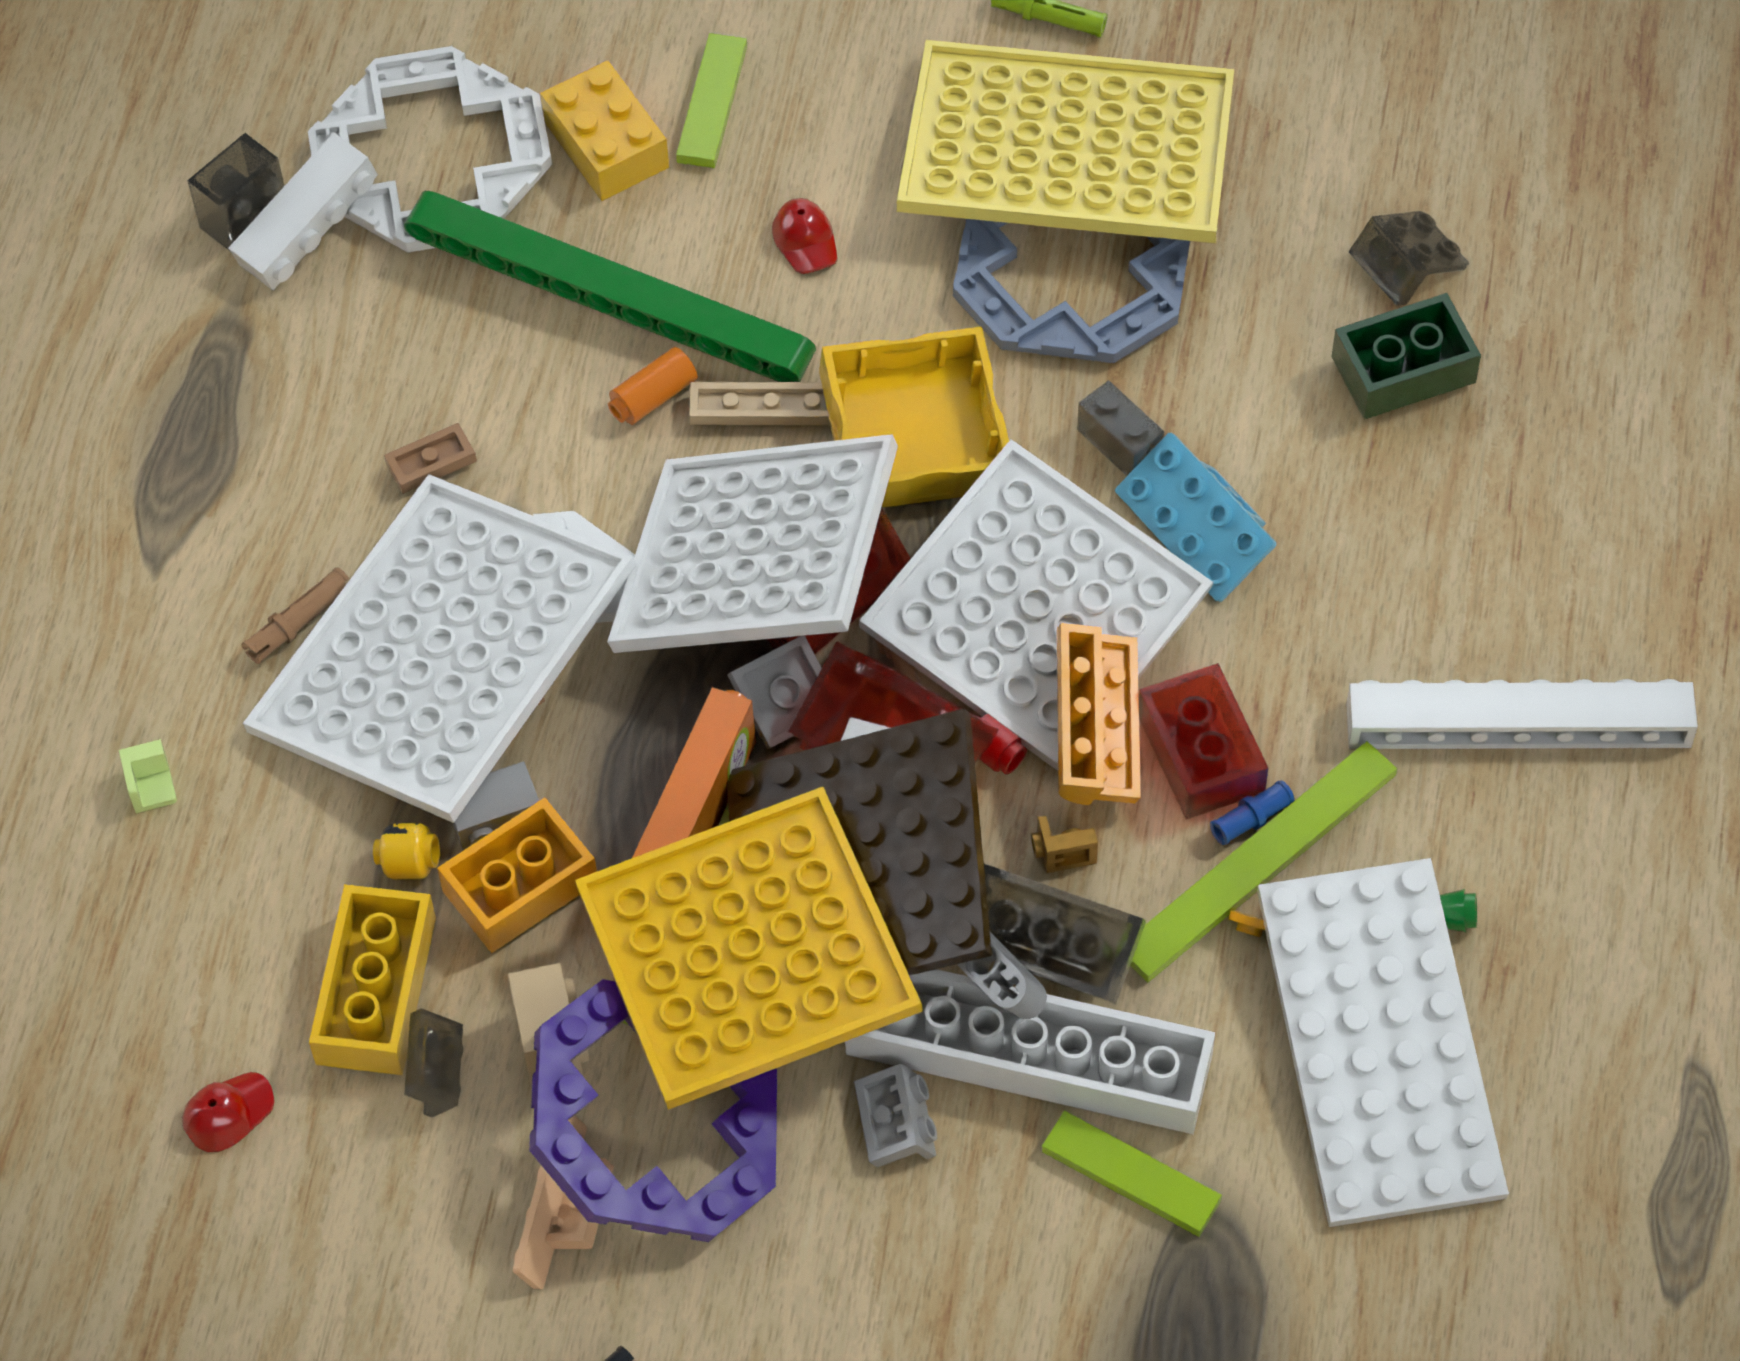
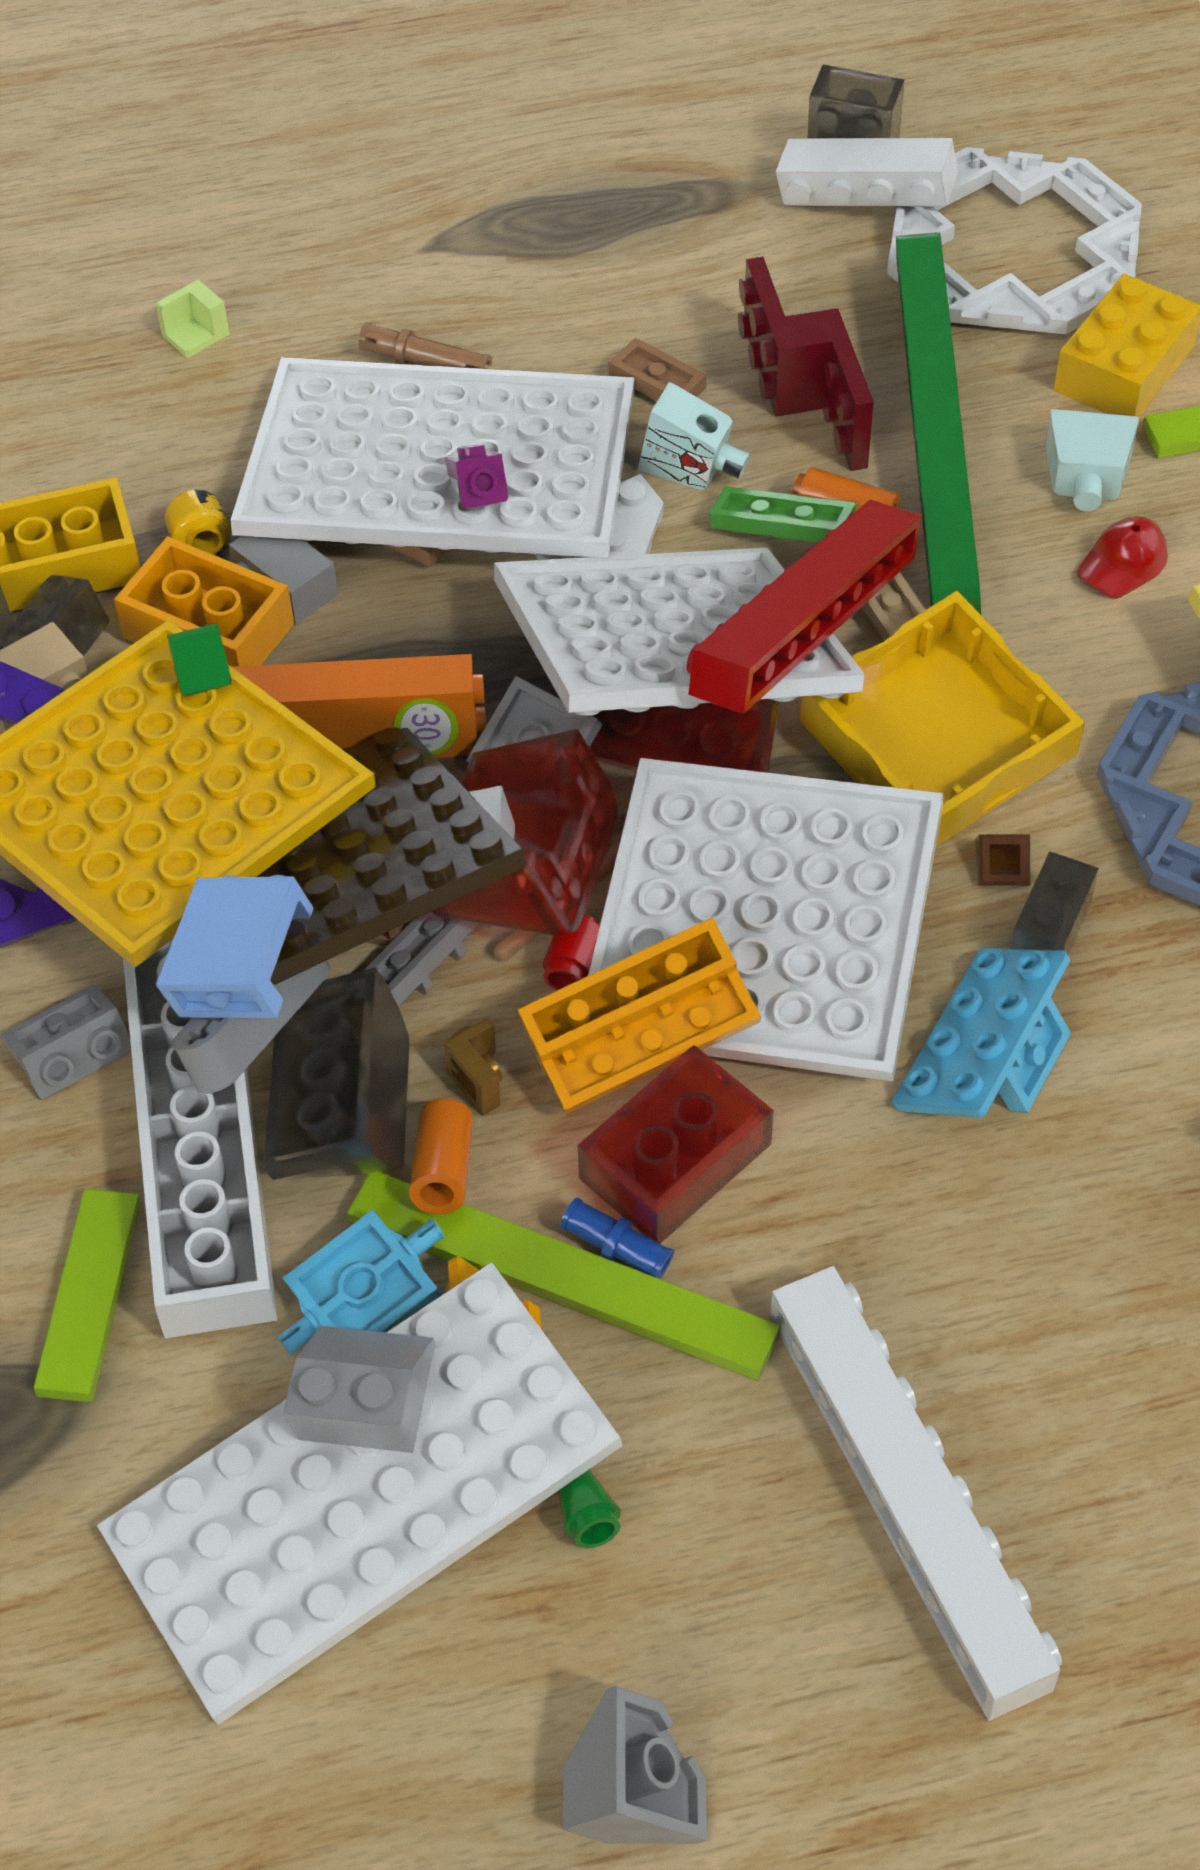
camera: 65 degrees right, 5 degrees down
(464, 992) = (68, 604): none -> clear smoke bracket
(501, 344) = (806, 363): none -> dark red bracket
(506, 613) = (478, 475): none -> magenta bracket
(532, 463) = (689, 441): none -> light aqua torso
(645, 433) = (777, 514): none -> bright green plate
(650, 865) = (199, 659): none -> green slope
(699, 208) = (1089, 455): none -> light aqua torso
(802, 442) = (802, 607): none -> red brick
(957, 925) = (231, 946): none -> light blue panel
(1045, 439) = (1003, 859): none -> reddish brown slope
(1137, 892) = (441, 1156): none -> orange brick
(1219, 985) = (362, 1280): none -> medium azure plate
(1326, 995) = (359, 1388): none -> light grey slope
(1657, 956) = (631, 1779): none -> light grey slope

